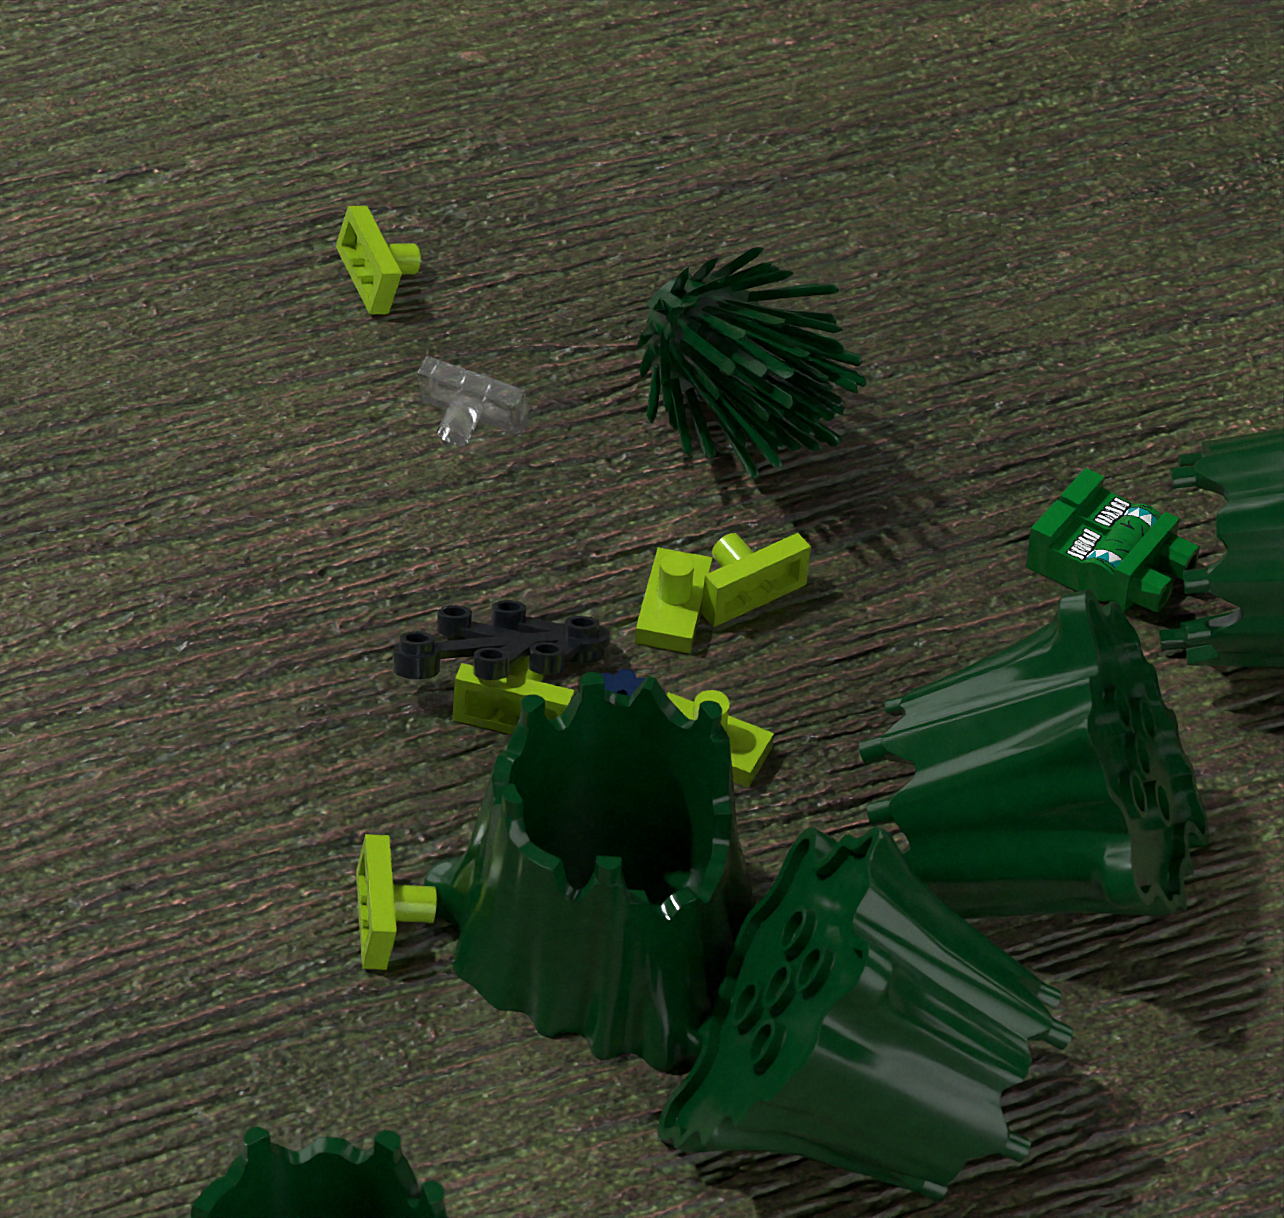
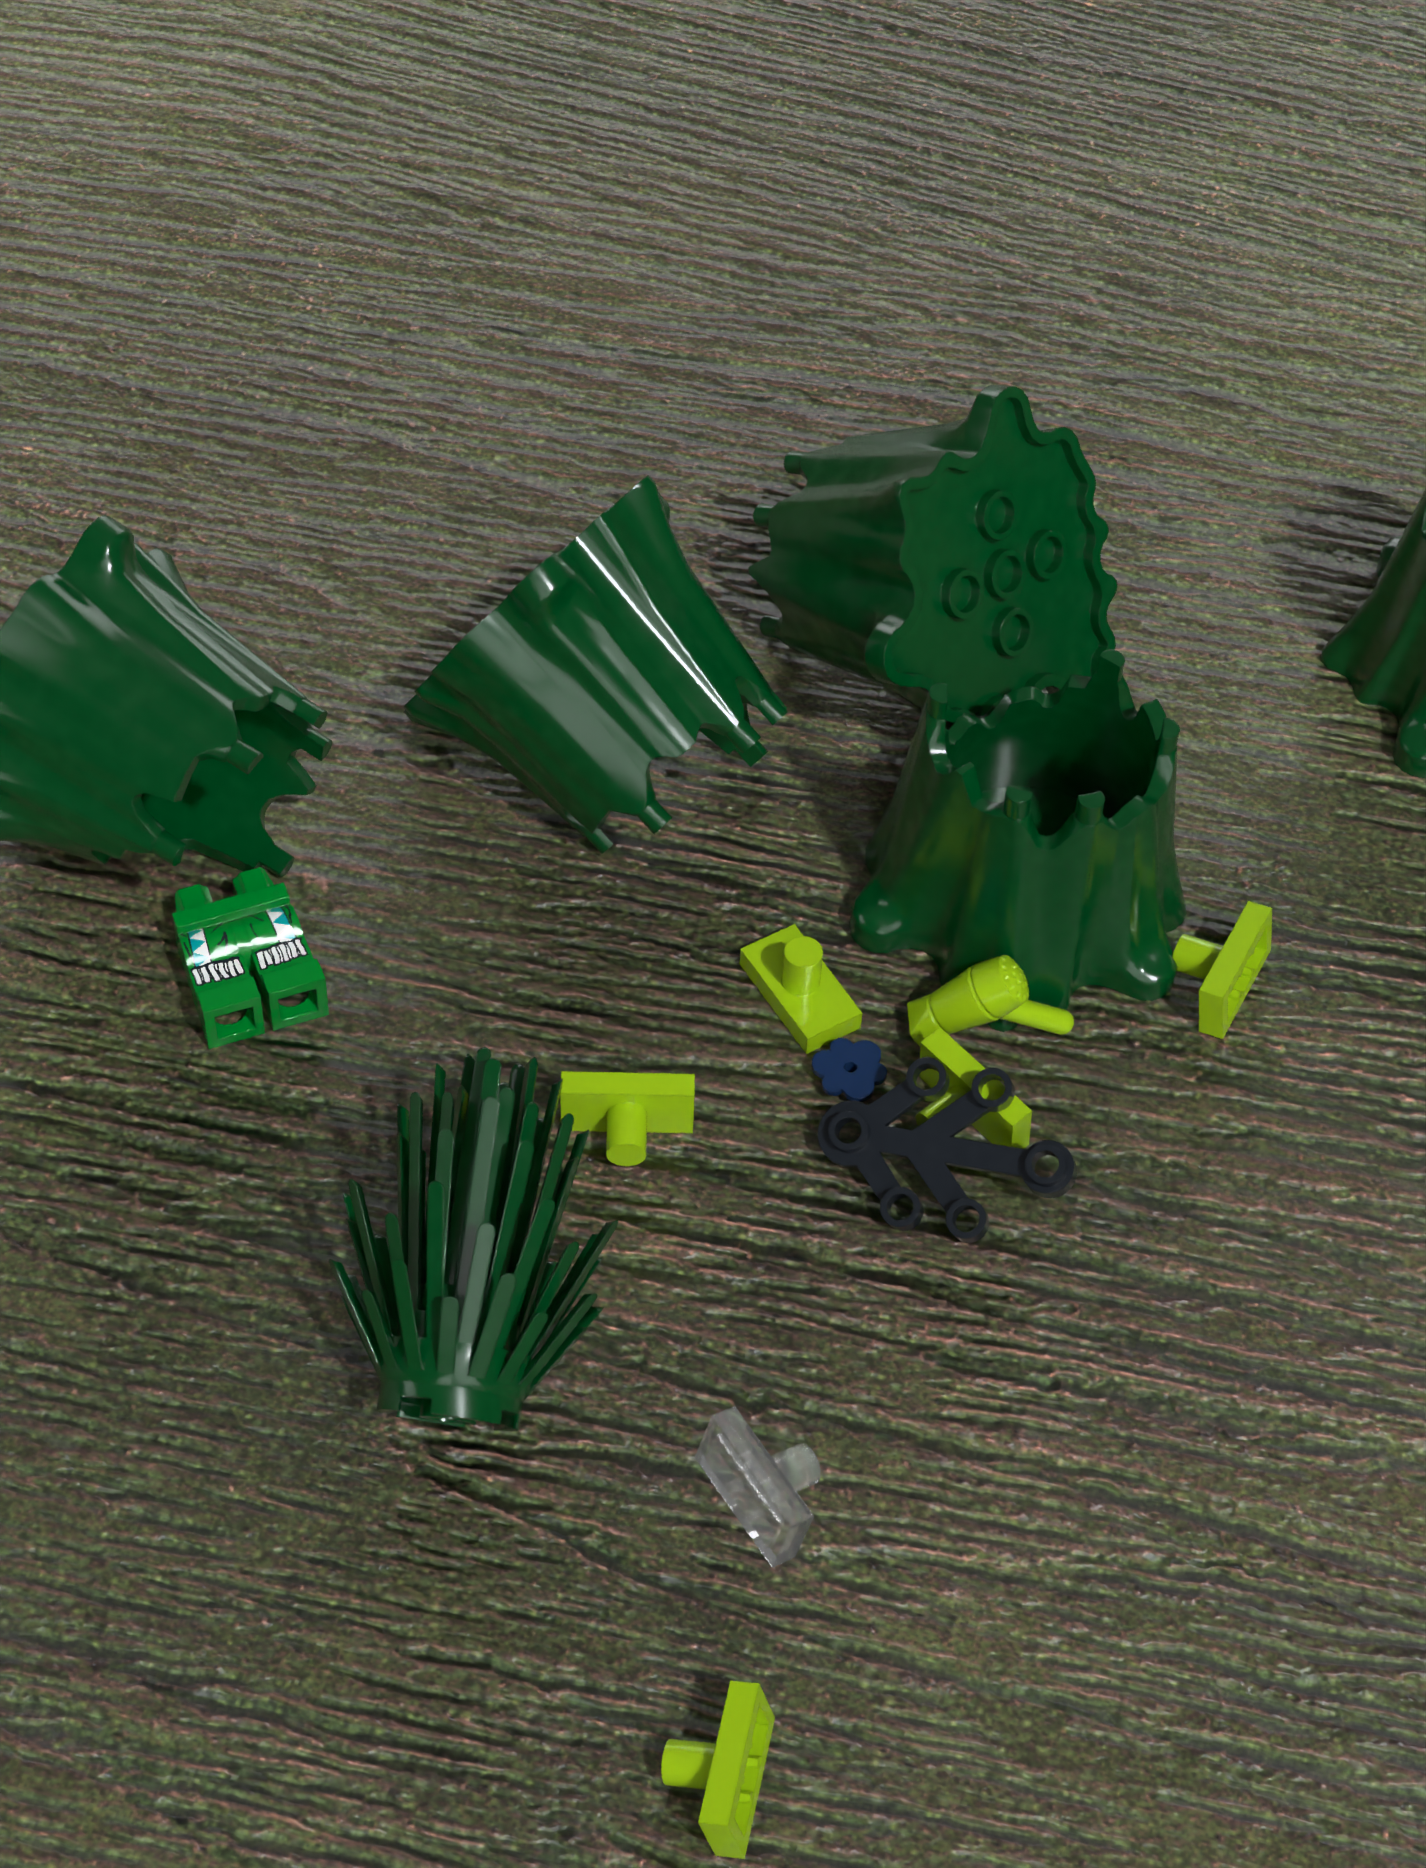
camera: 145 degrees left, 5 degrees up
(673, 600) = (715, 1145): lime tile -> none

